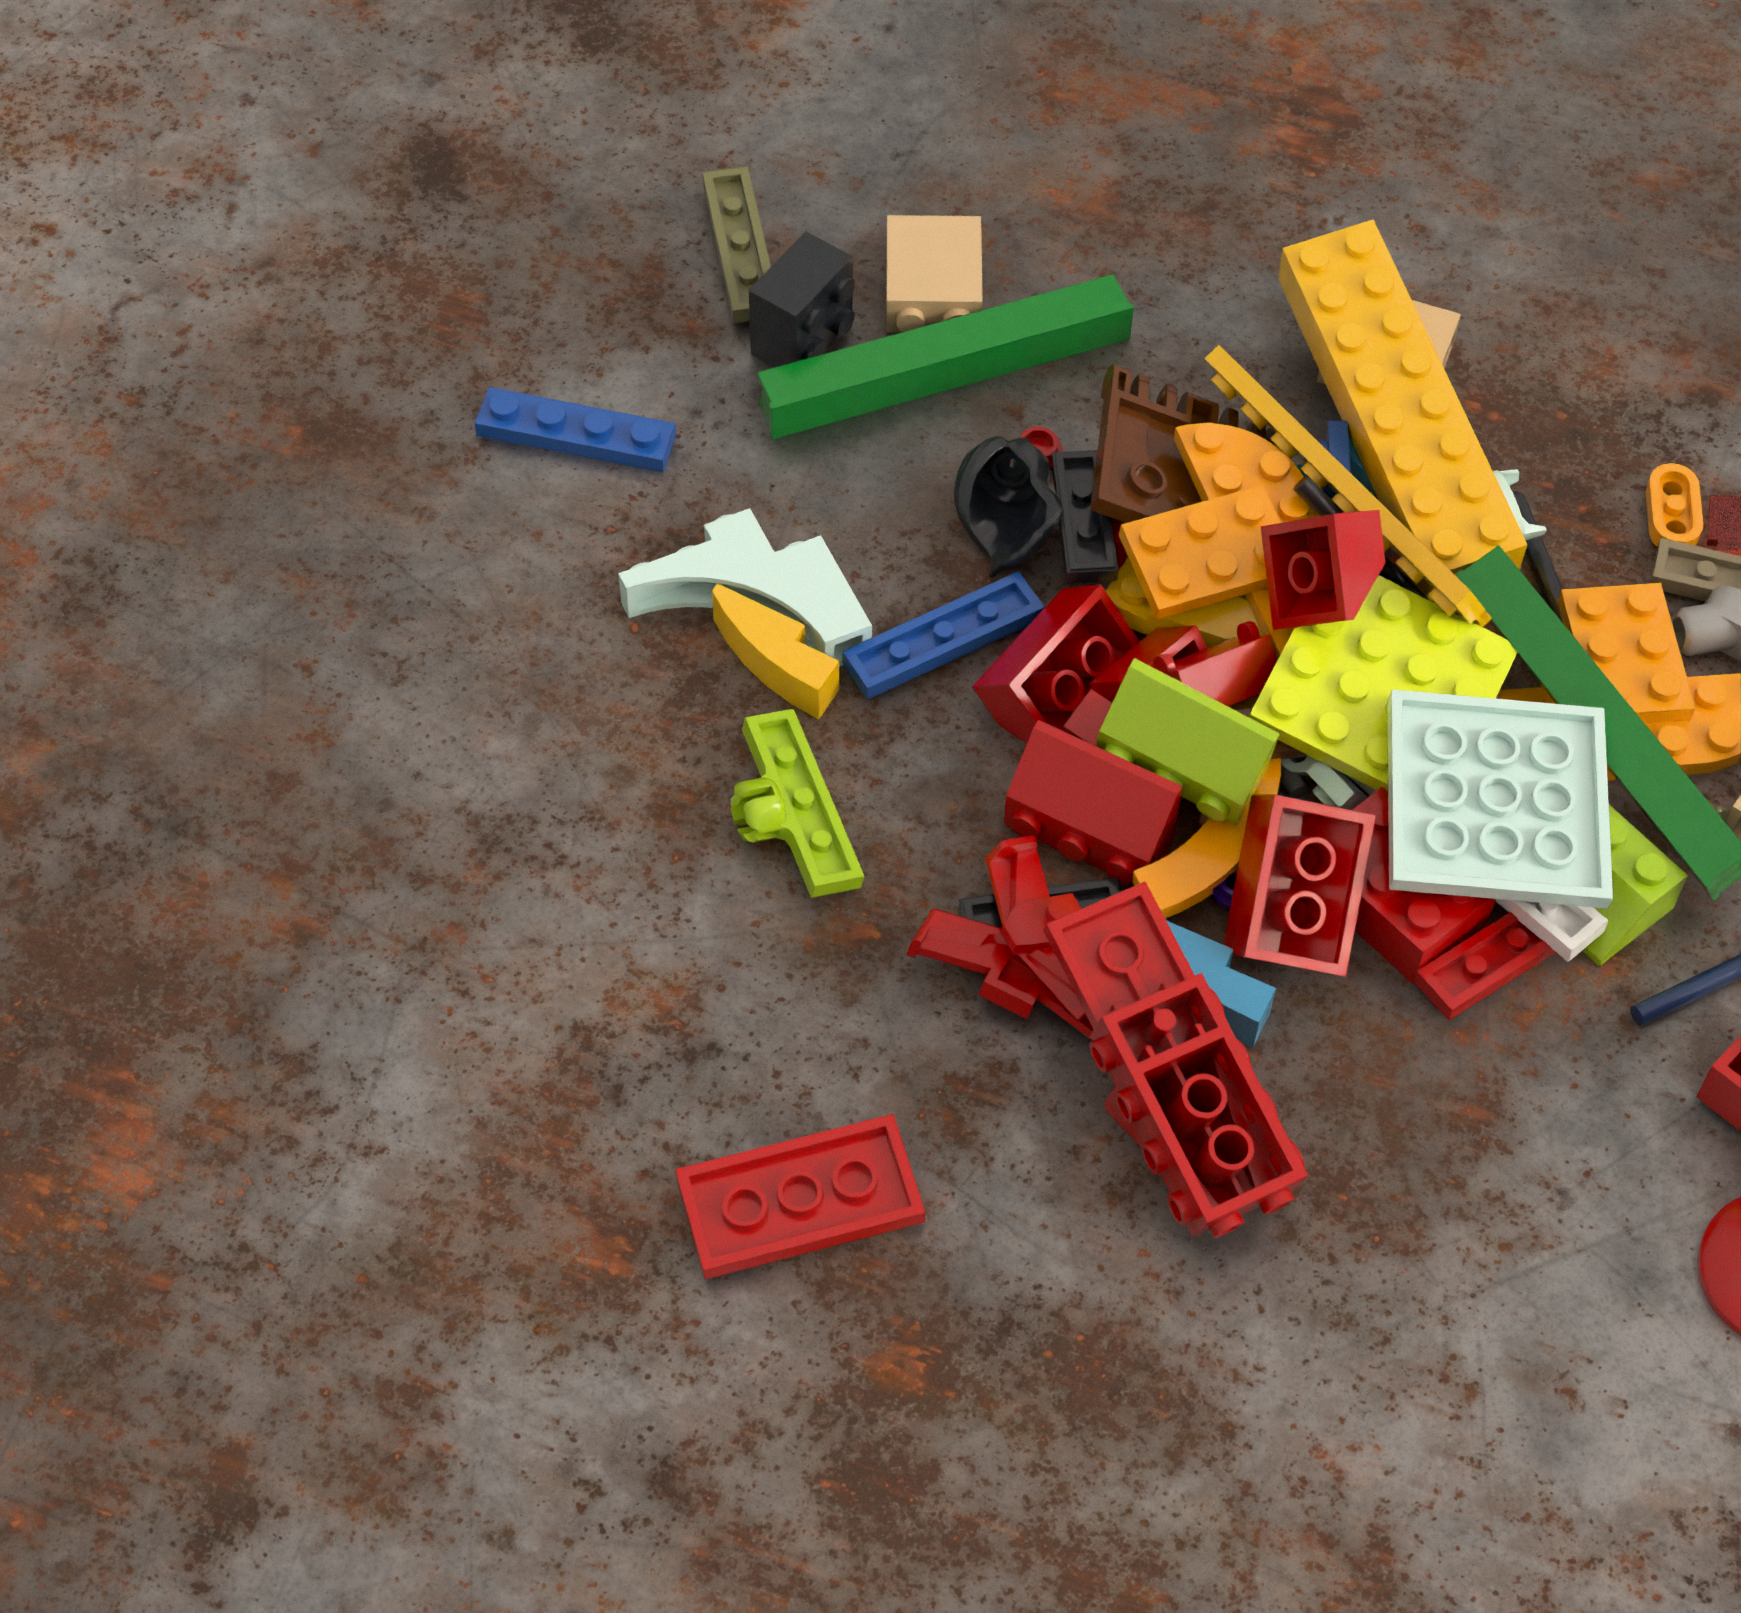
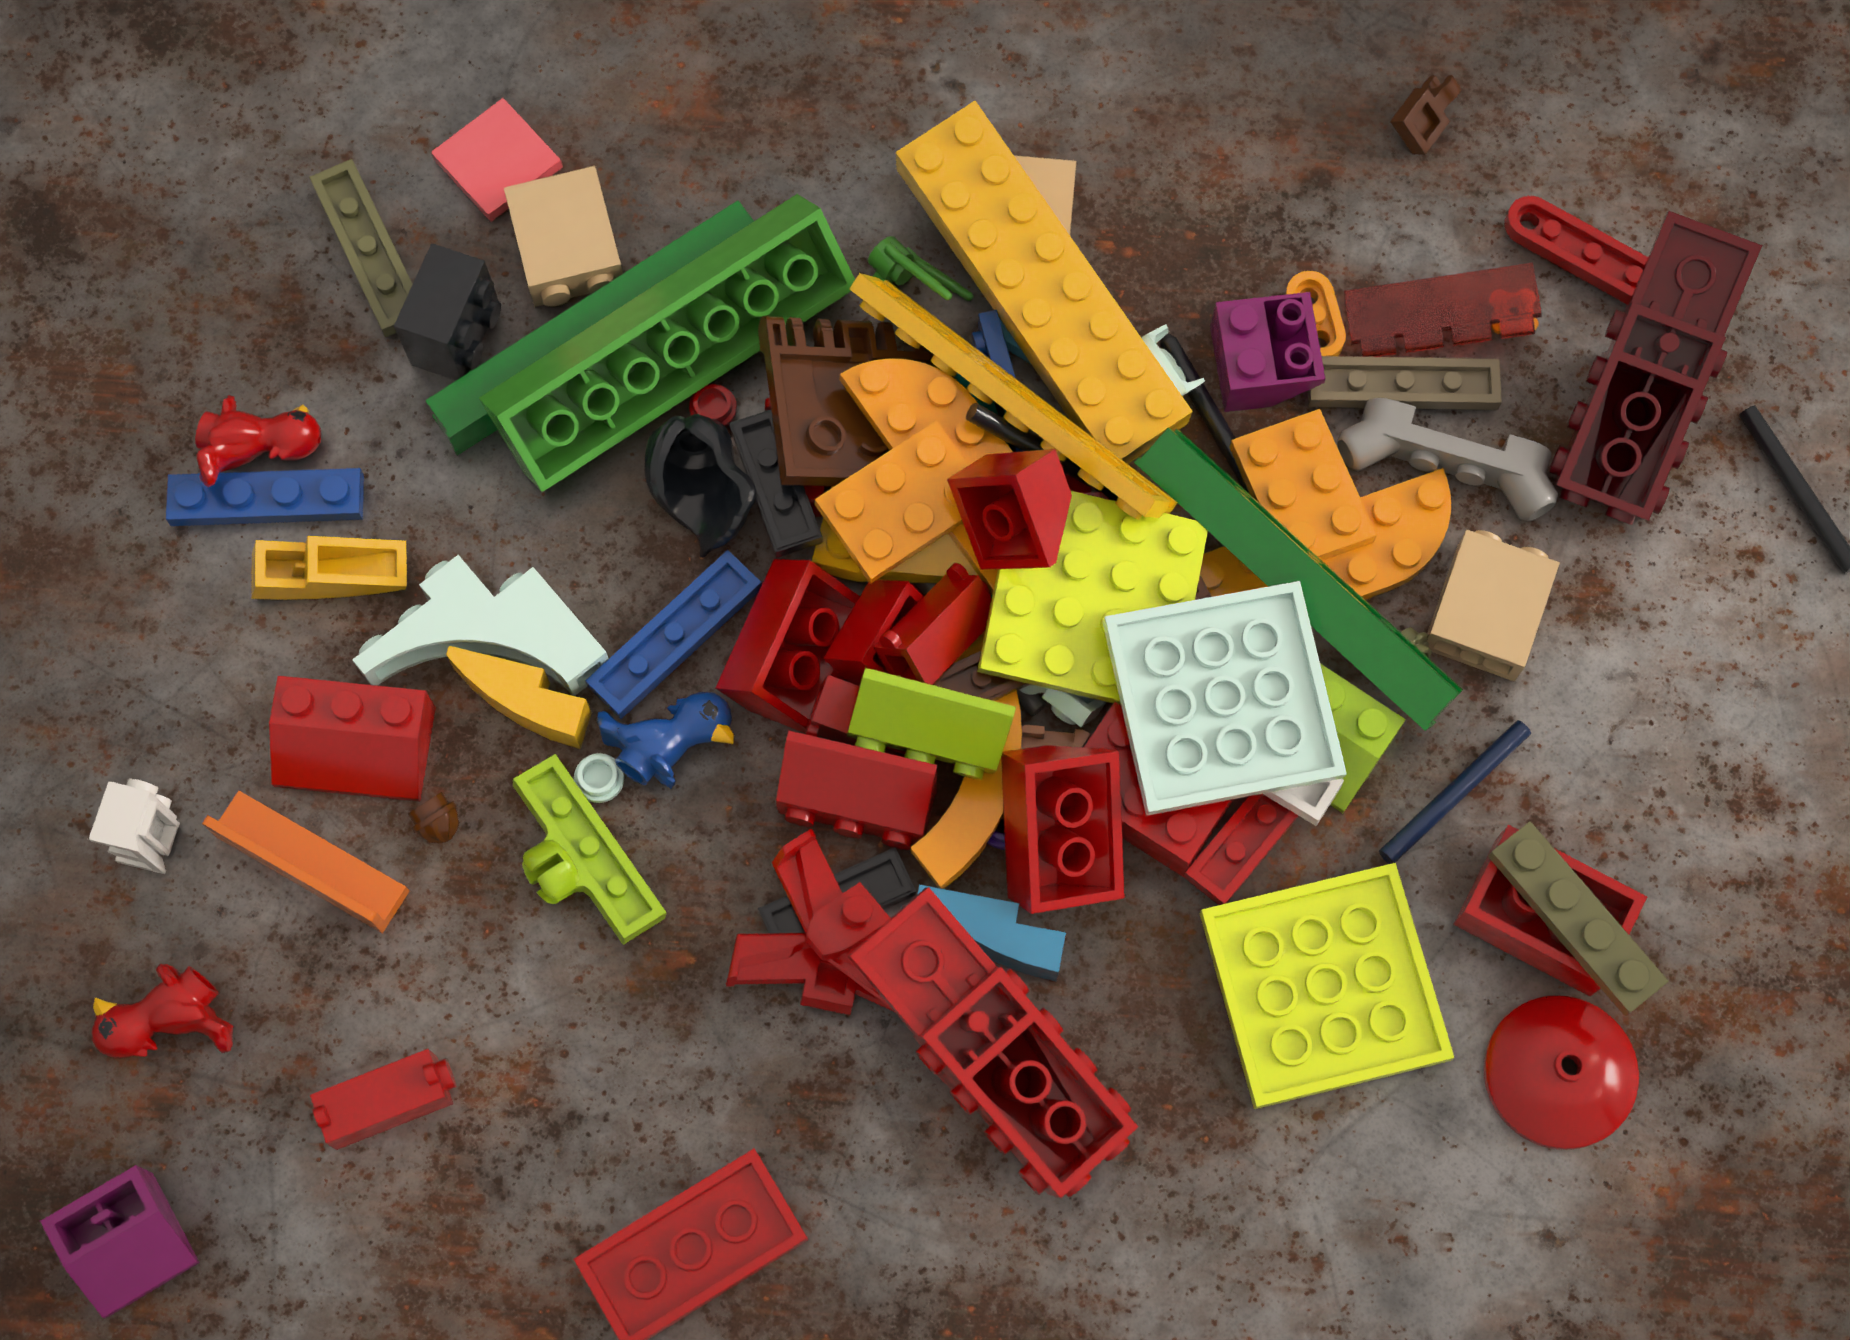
camera: 15 degrees left, 15 degrees up
(223, 1031) = (120, 1241): none -> magenta slope
(342, 838) = (171, 1007): none -> red animal
(366, 649) = (136, 825): none -> white window
(518, 749) = (309, 861): none -> orange panel
(526, 974) = (383, 1098): none -> red brick
(567, 368) = (241, 437): none -> red animal
(594, 646) = (350, 738): none -> red slope
(616, 498) = (327, 568): none -> yellow slope
(655, 738) = (435, 819): none -> reddish brown plate
(831, 743) = (599, 777): none -> light aqua plate
(880, 190) = (494, 154): none -> coral tile
(898, 723) = (658, 744): none -> blue animal
(1008, 374) = (667, 342): none -> bright green brick
(1264, 370) = (899, 263): none -> bright green plant
(1543, 1118) = (1325, 985): none -> neon yellow plate
(1615, 521) = (1266, 350): none -> magenta slope

